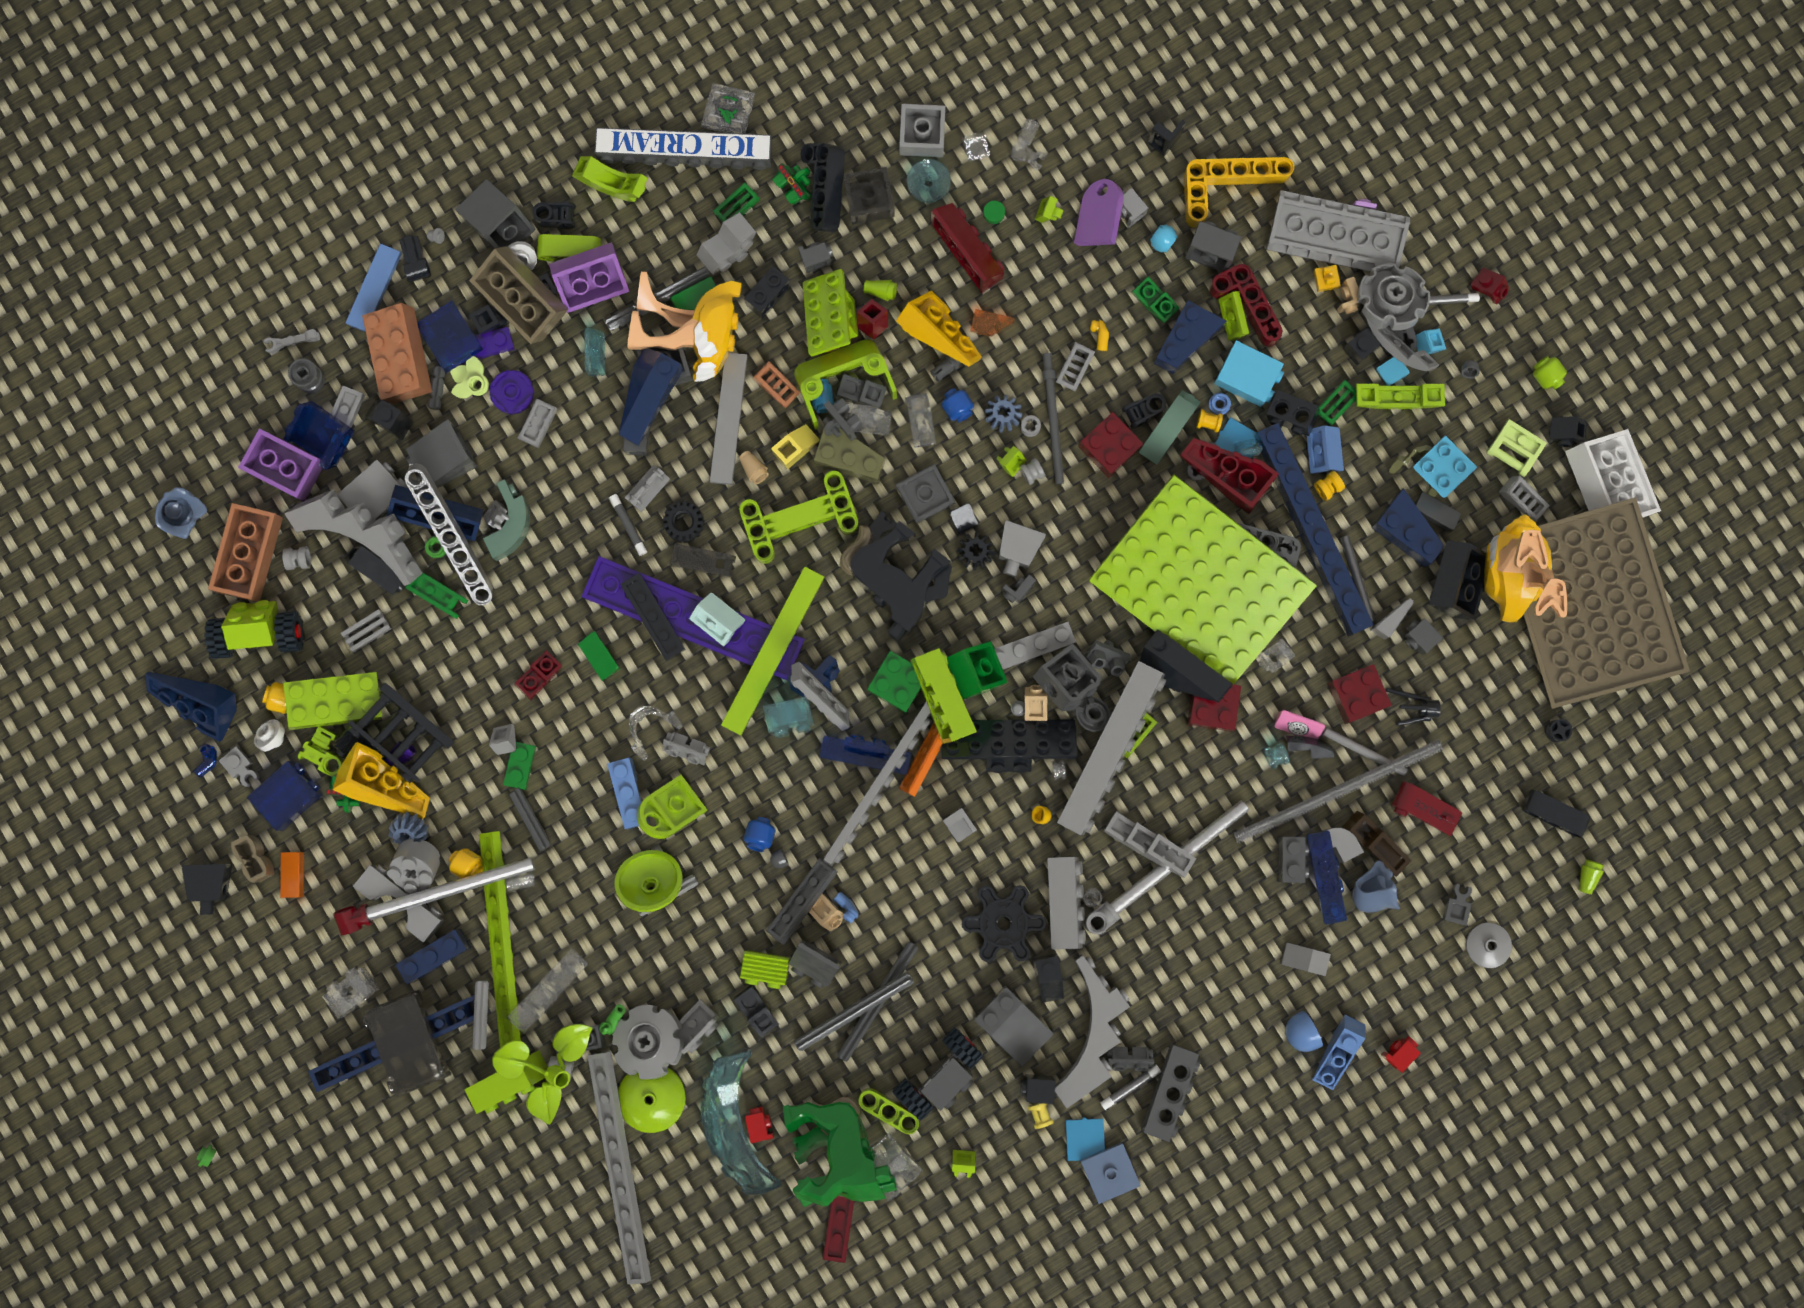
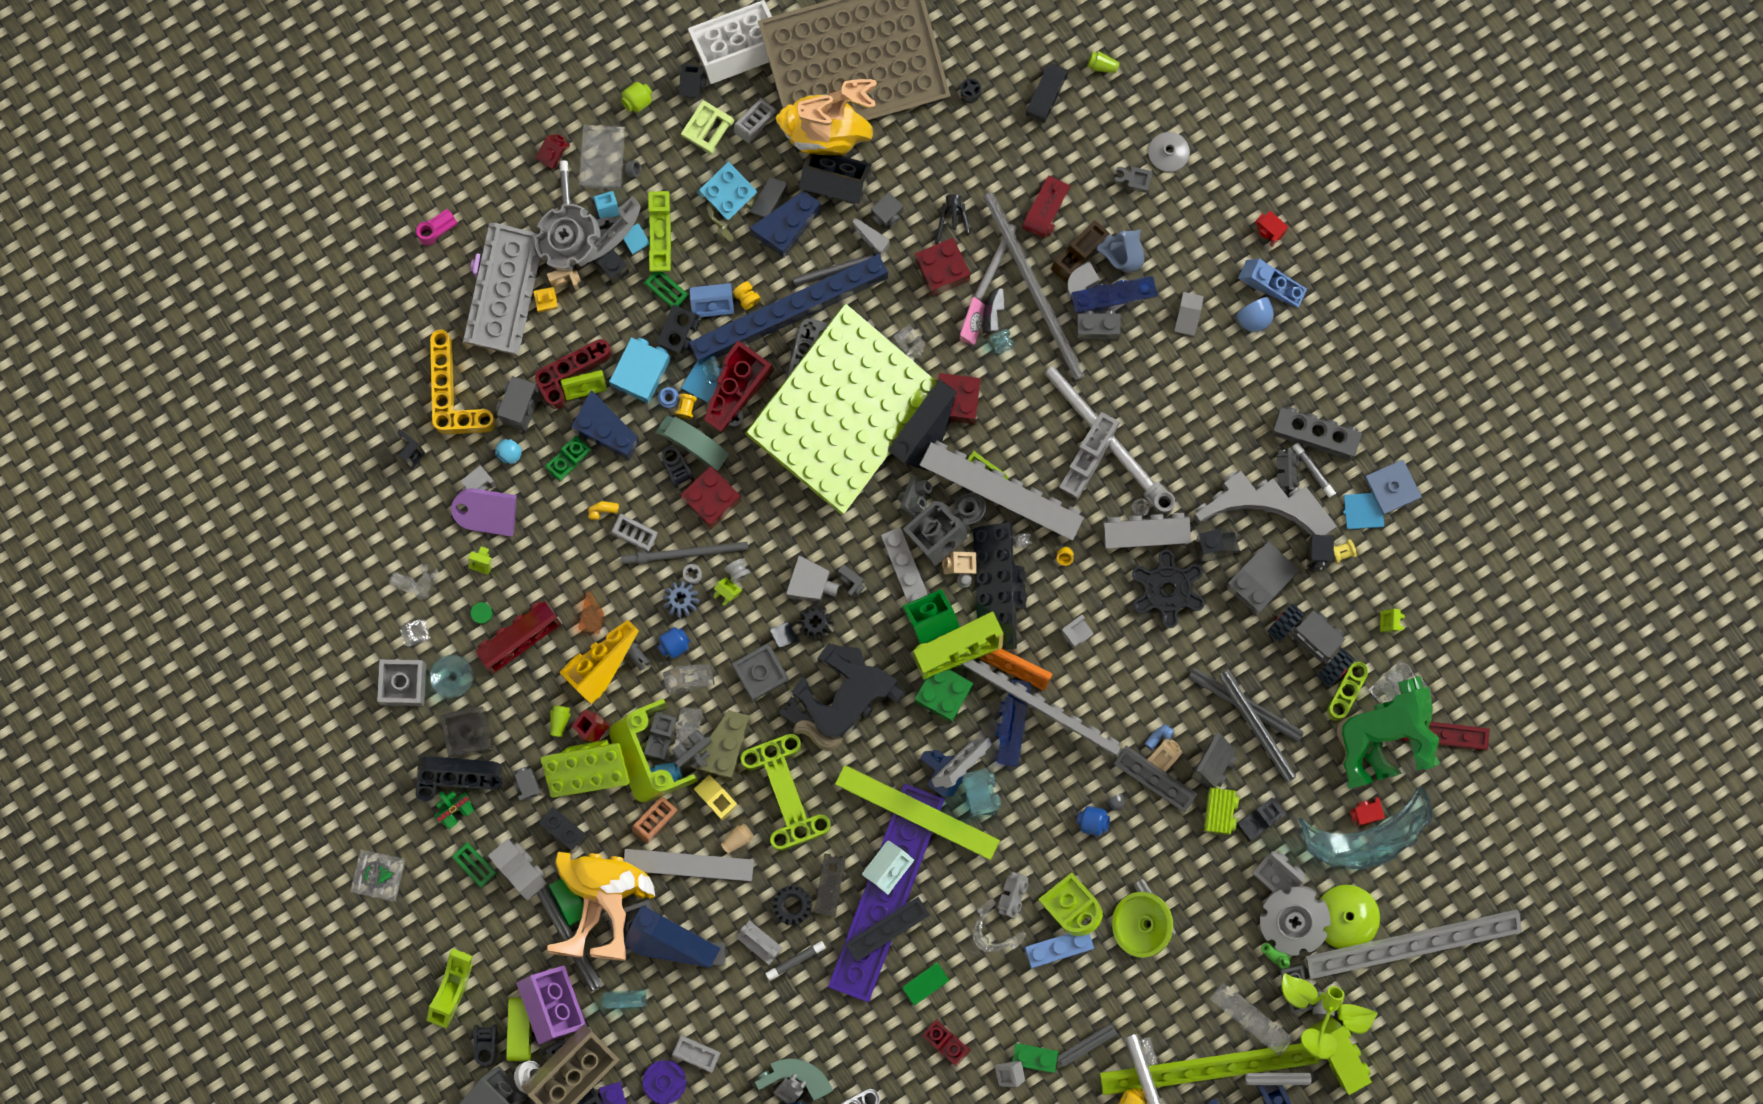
camera: 90 degrees left, 5 degrees down
(683, 148) = (417, 918): brick -> none
(1407, 167) = (438, 226): none -> dark pink piece
(1483, 337) = (602, 157): none -> clear plate

